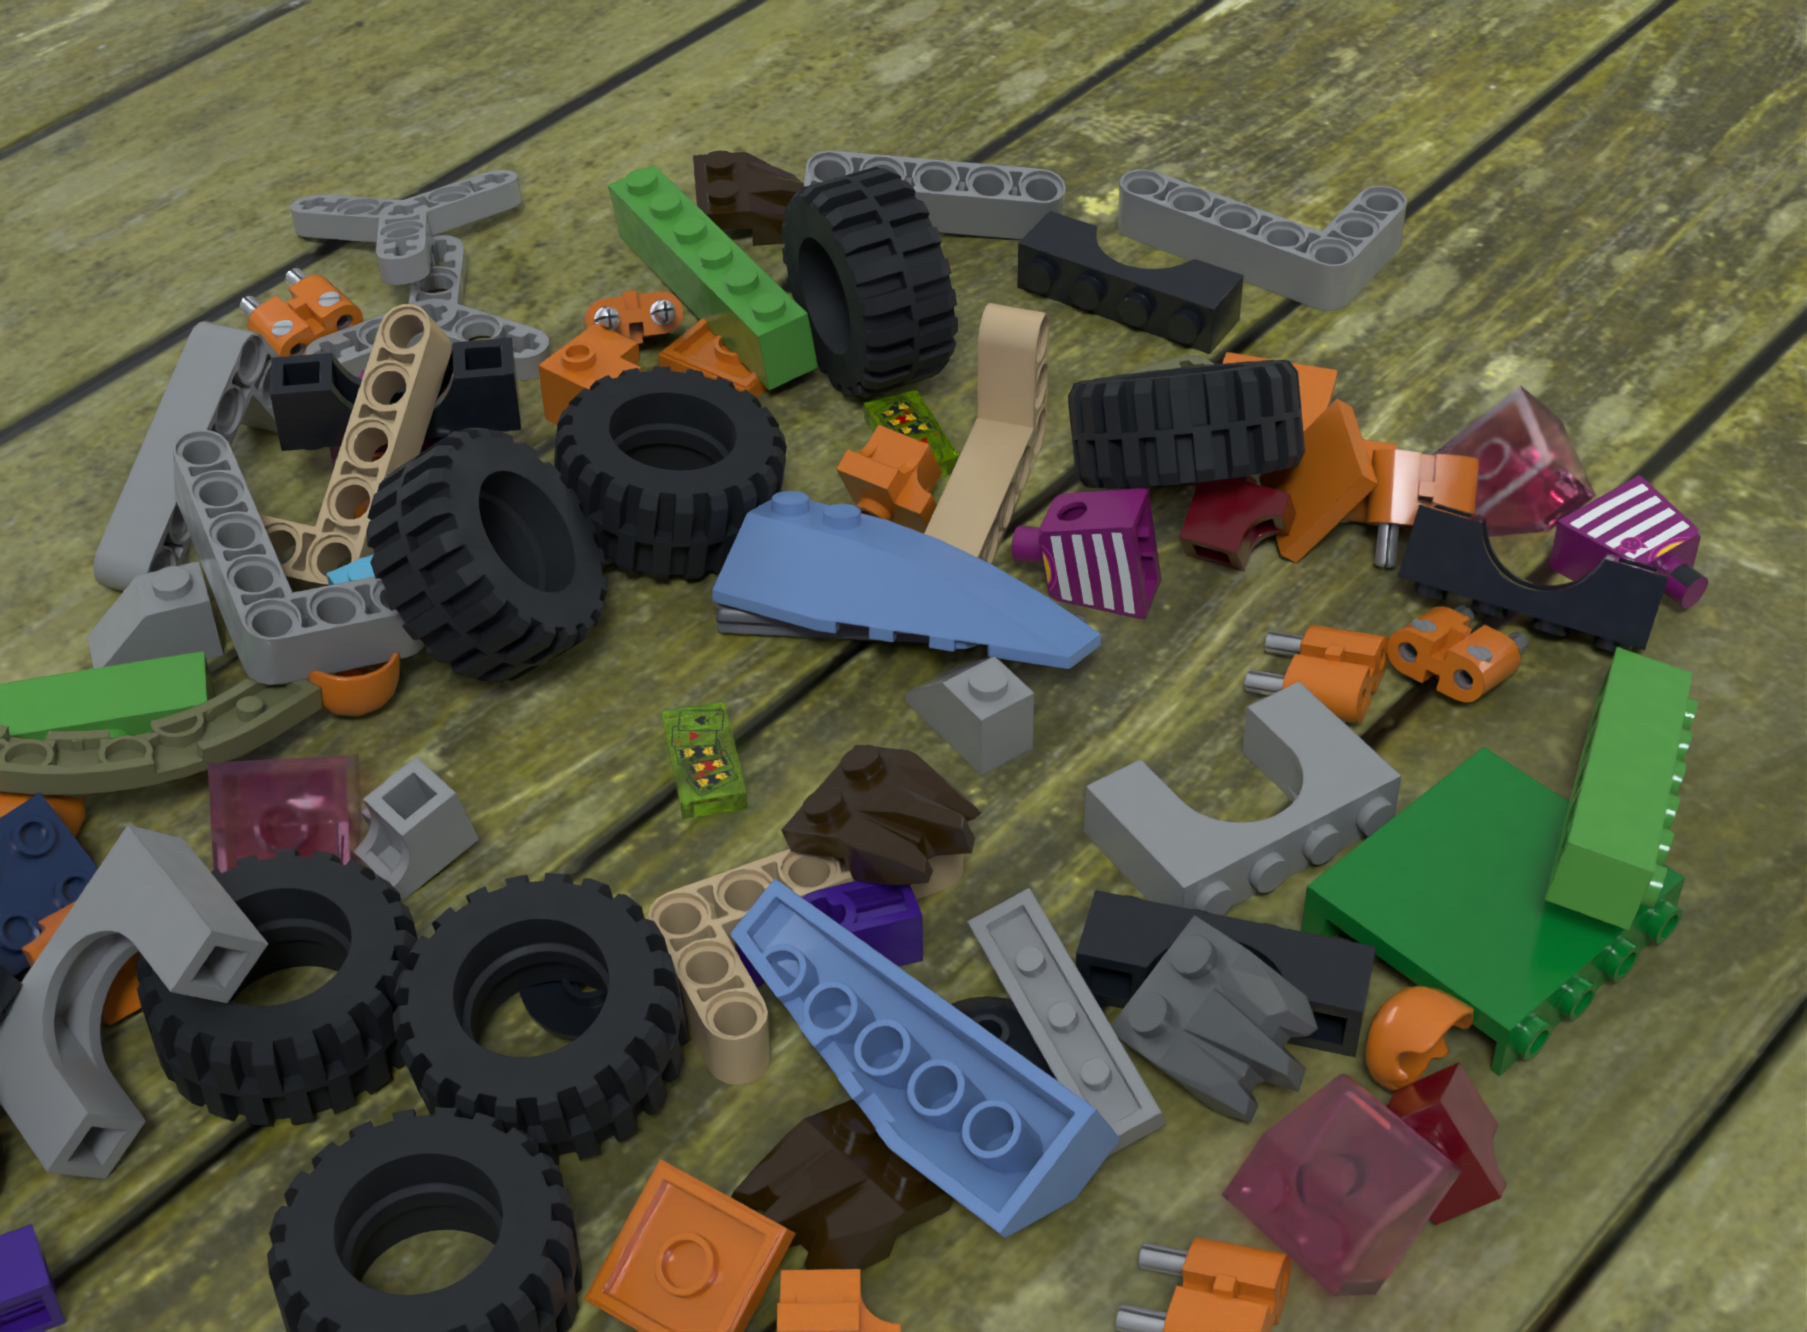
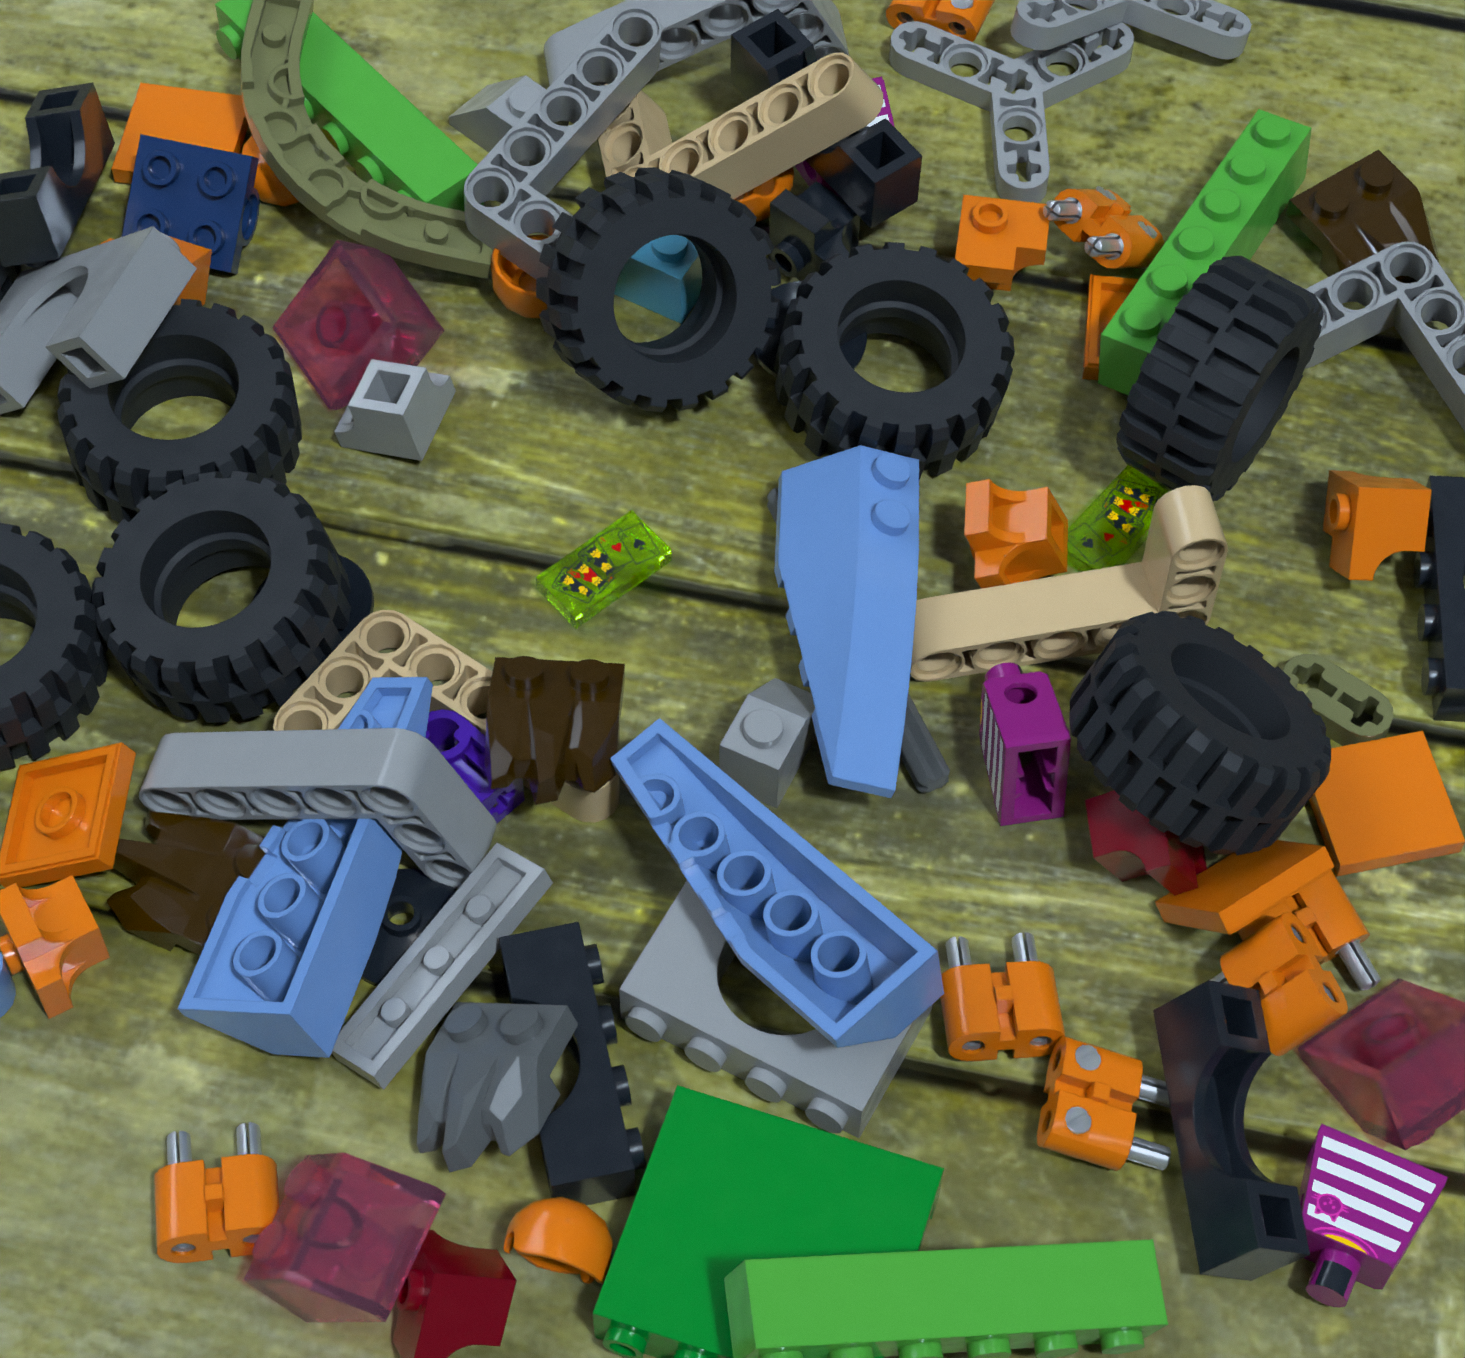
camera: 60 degrees right, 15 degrees up
(815, 1018) = (328, 776): none -> light grey beam
(1034, 279) = (1373, 520): none -> orange brick
(1173, 716) = (779, 899): none -> medium blue wedge

